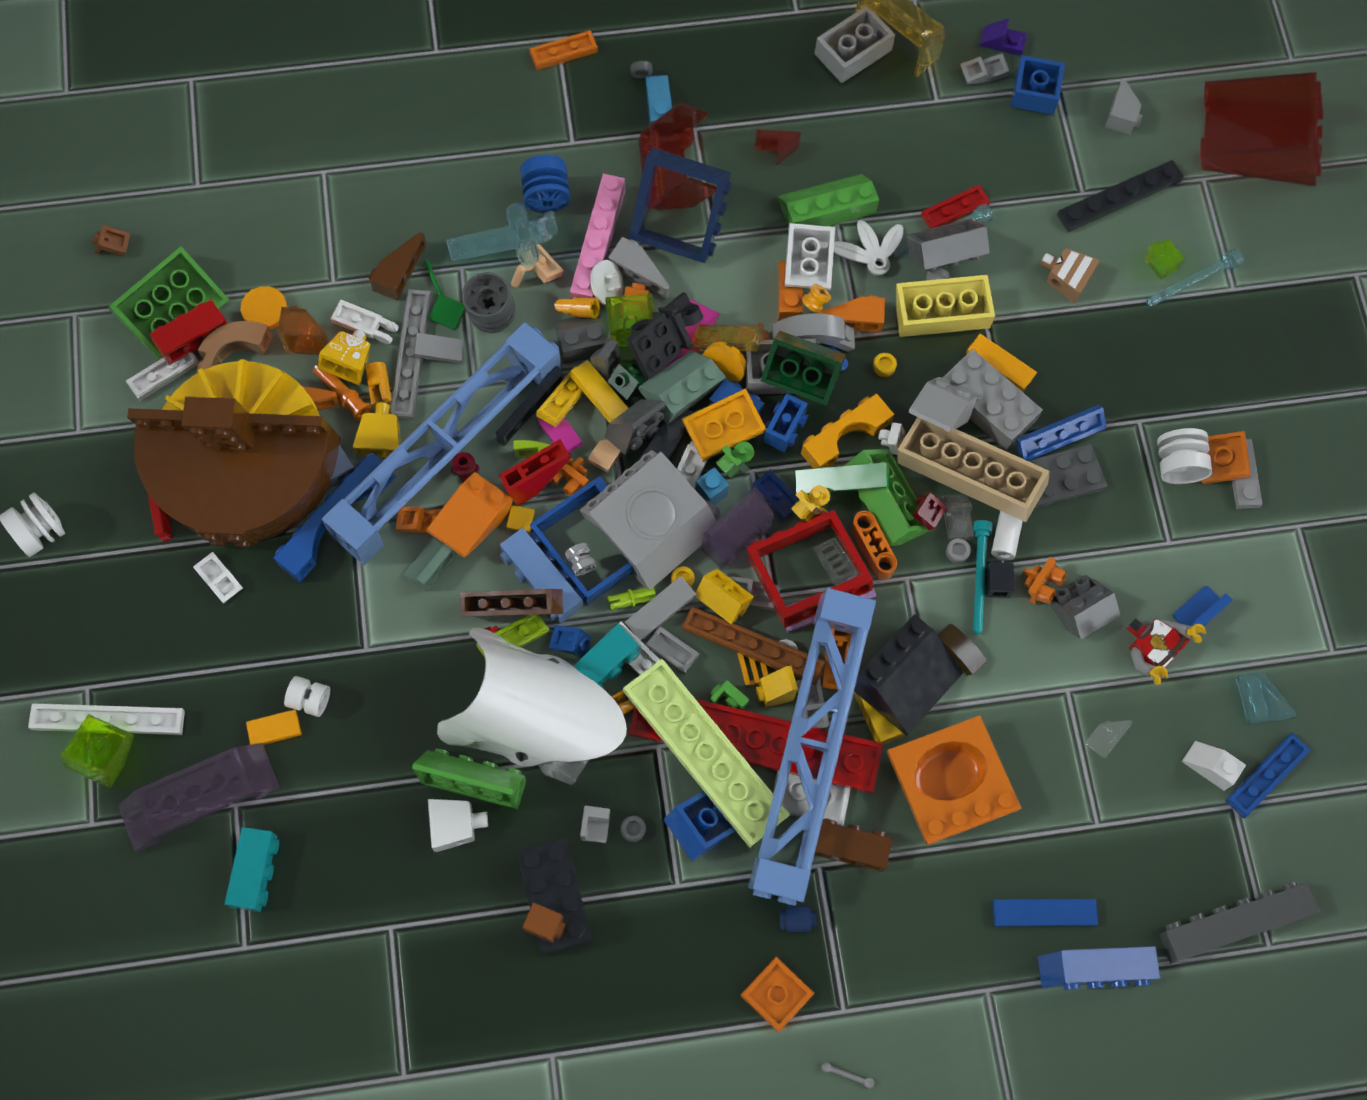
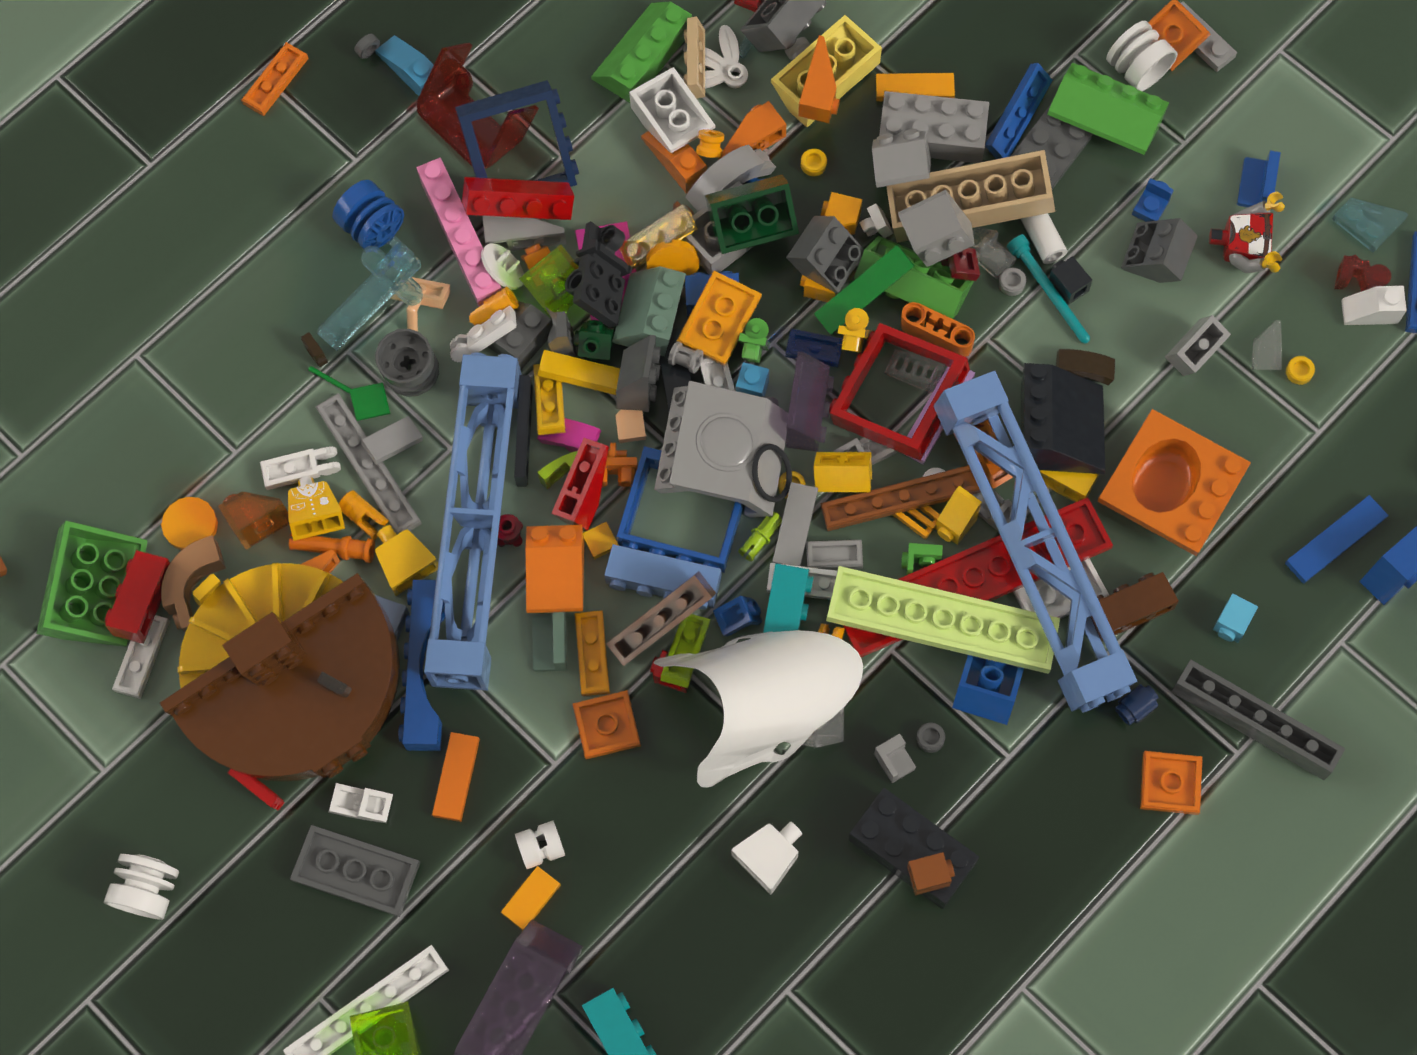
camera: 30 degrees left, 0 degrees up
(176, 620) = (355, 871): none -> dark grey plate
(226, 356) = (206, 588): none -> yellow tile
(251, 482) = (334, 685): none -> clear smoke tile
(293, 608) = (456, 777): none -> orange tile
(396, 268) = (288, 395): reddish brown slope -> none
(415, 519) = (507, 610): orange slope -> none
(421, 649) = (606, 724): none -> orange tile
(437, 250) = (314, 349): none -> dark brown tile
(448, 596) = (592, 653): none -> light orange tile
(470, 778) = (754, 802): bright green slope -> none
(556, 320) = (483, 335): none -> white hinge
(580, 559) = (692, 532): light grey wheel -> none
(653, 243) = (517, 198): none -> red brick
(654, 551) = (755, 472): none -> black tyre
(678, 435) = (685, 357): none -> light grey bush
(783, 141) = (555, 23): clear red slope -> none
(787, 419) = (771, 270): blue brick -> none
(834, 433) = (826, 253): none -> dark grey slope
(858, 232) = (695, 57): none -> tan plate
(867, 1082) = (1306, 797): light grey hinge -> none
(874, 998) = (1258, 720): none -> dark grey brick
(919, 912) = (1235, 618): none -> medium azure brick
(921, 315) = (819, 92): none -> orange slope
(926, 471) = (937, 228): none -> light grey slope
(1039, 578) = (1111, 264): orange hips -> none
(1054, 695) = (1197, 345): none -> light grey brick
(1109, 567) = (1153, 201): none -> blue bracket
(1119, 769) = (1300, 370): none -> yellow tile
(1128, 477) = (1108, 108): none -> bright green slope
(1228, 740) = (1367, 275): none -> clear red leg

